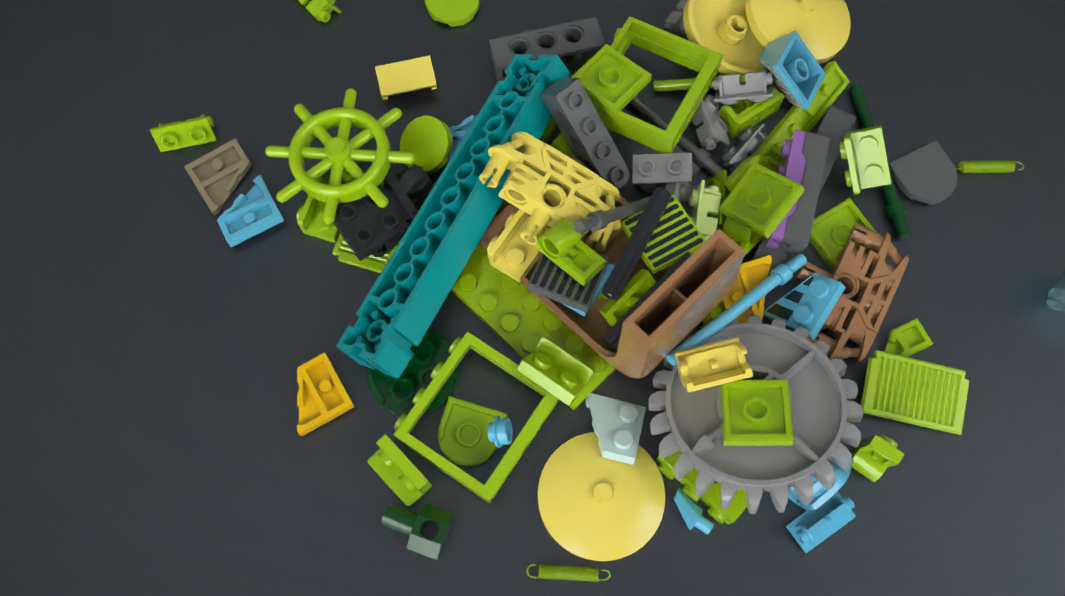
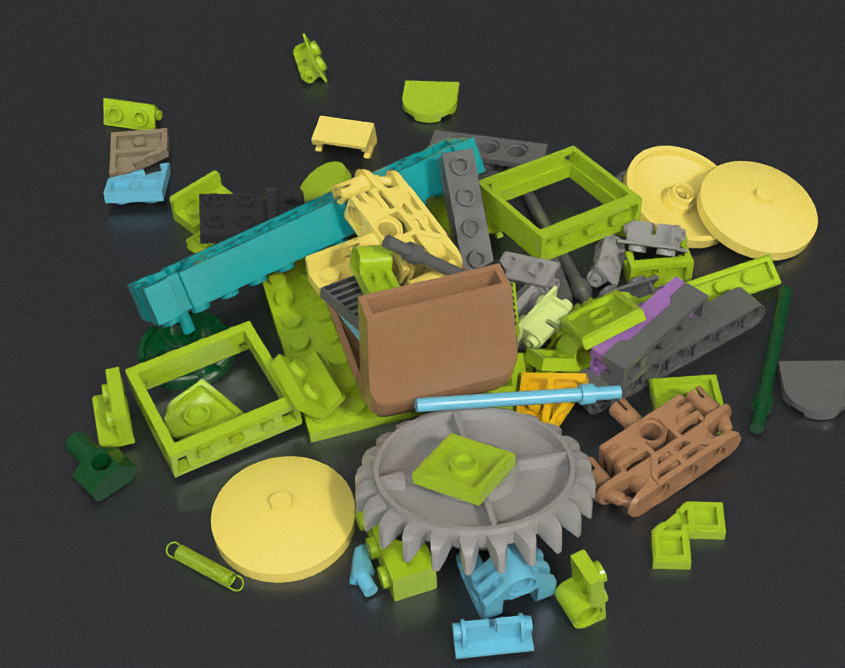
camera: 30 degrees right, 25 degrees down
(319, 394) = (92, 333): yellow wing -> none
(340, 155) = (238, 157): lime piece -> none
(500, 431) = (219, 403): medium azure plate -> none
(612, 79) = (515, 177): lime tile -> none
(617, 427) = (334, 462): light aqua wing -> none
(712, 364) = (449, 415): light yellow hinge -> none
(793, 69) = (715, 237): medium azure slope -> none
(807, 304) = (604, 430): medium azure wing -> none
(866, 158) = (745, 339): lime bracket -> none
(915, 392) = (675, 564): lime window -> none

